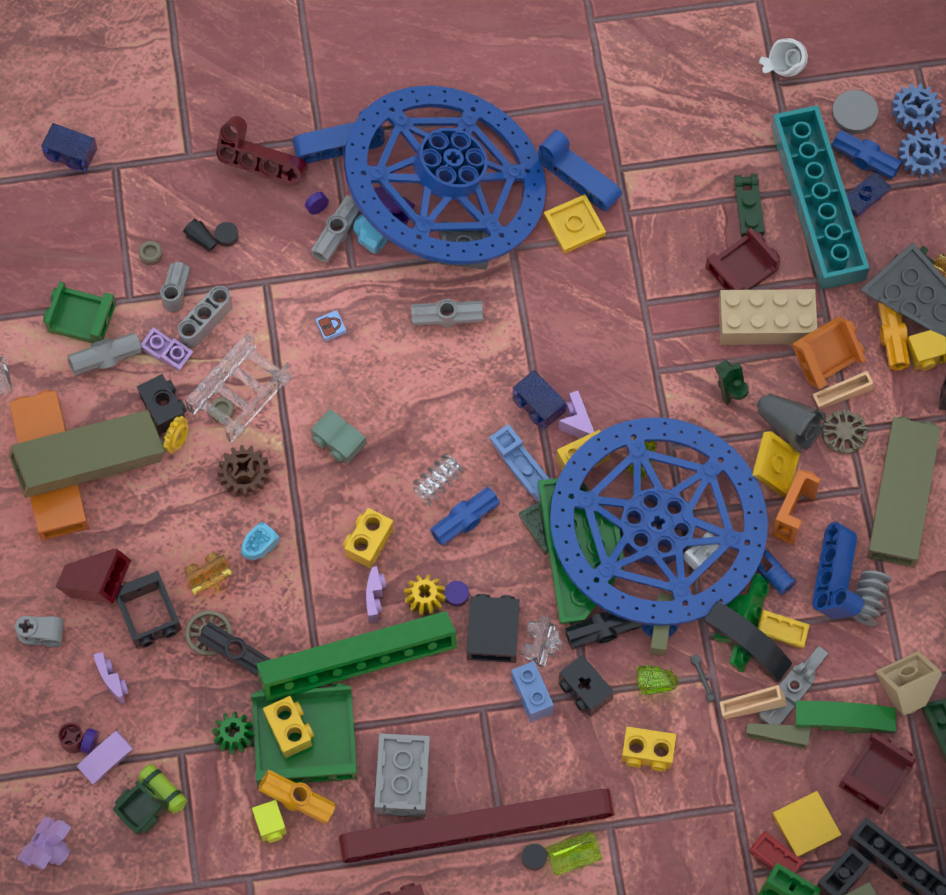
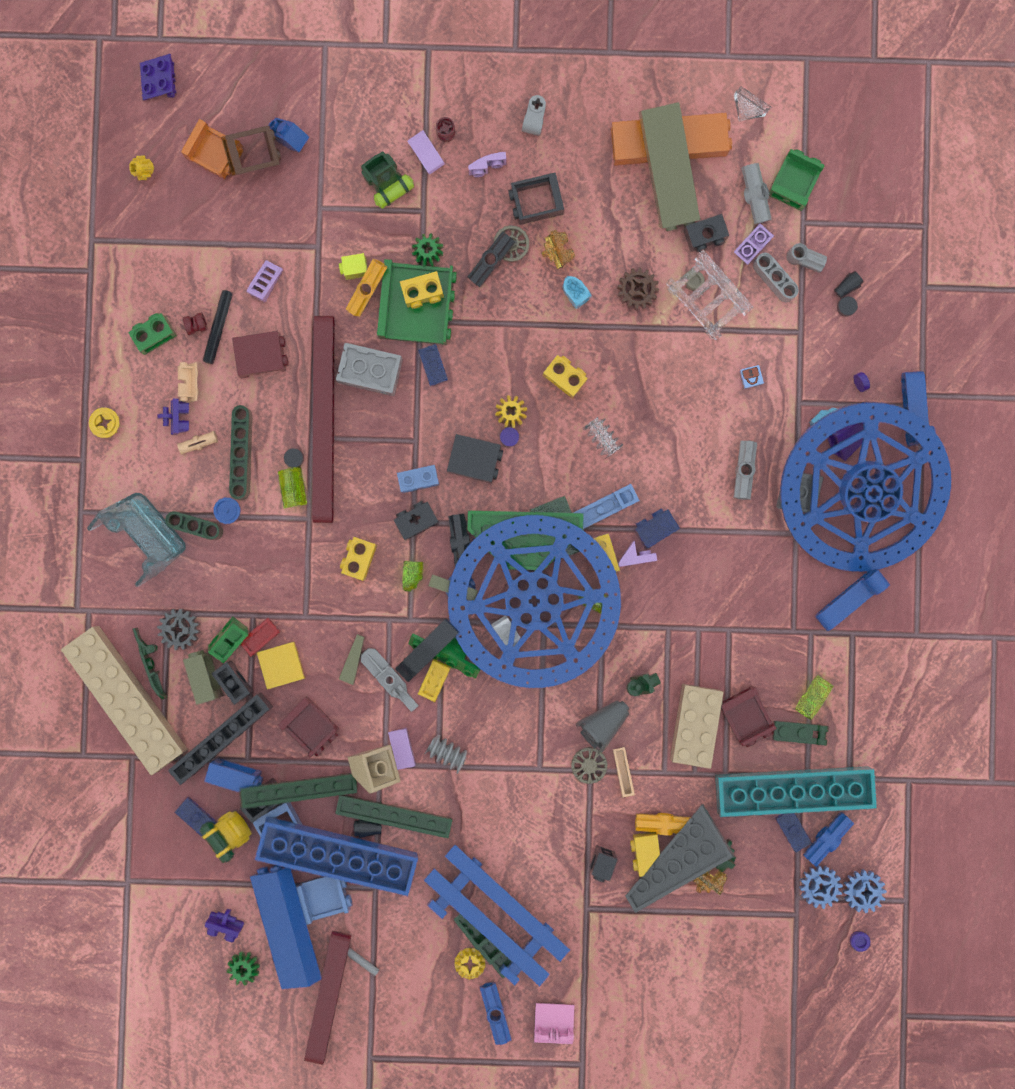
camera: 100 degrees right, 20 degrees up
(46, 845) = (364, 99): lavender plant -> none
(69, 147) = (946, 188): clear blue brick -> none
(89, 741) = (440, 142): dark purple tile -> none
(95, 577) = (566, 160): dark red slope -> none
(150, 253) = (841, 243): dark tan tile -> none
(176, 434) = (676, 239): yellow gear -> none
(288, 167) = (910, 337): dark red beam -> none
(330, 239) = (825, 385): light grey piece -> none
(338, 437) = (653, 366): sand green brick -> none
(356, 655) = (468, 349): green brick -> none
(375, 584) = (524, 374): lavender slope -> none
(381, 701) = (433, 365): none -> clear blue plate
(465, 516) = (570, 454): blue piece -> none
(546, 641) = (457, 497): clear hips -> none
(574, 224) = (808, 587): yellow tile -> none
(695, 660) = (424, 609): dark grey hinge -> none
(705, 195) = (814, 697): none -> clear neon green slope
(754, 702) = (379, 645): light nougat piece -> none
(776, 463) = (568, 704): yellow tile -> none
(777, 575) = (477, 686): blue hinge -> none
(786, 58) = (928, 792): white hat -> none
(786, 526) = (517, 697): orange panel -> none
(828, 350) = (656, 767): orange panel -> none
(834, 573) = (470, 730): blue beam -> none
(846, 716) = (355, 712): green slope -> none
(855, 111) = (870, 839): light grey tile -> none
(876, 654) = (402, 748): none -> lavender slope
(904, 492) = (530, 801): olive brick -> none

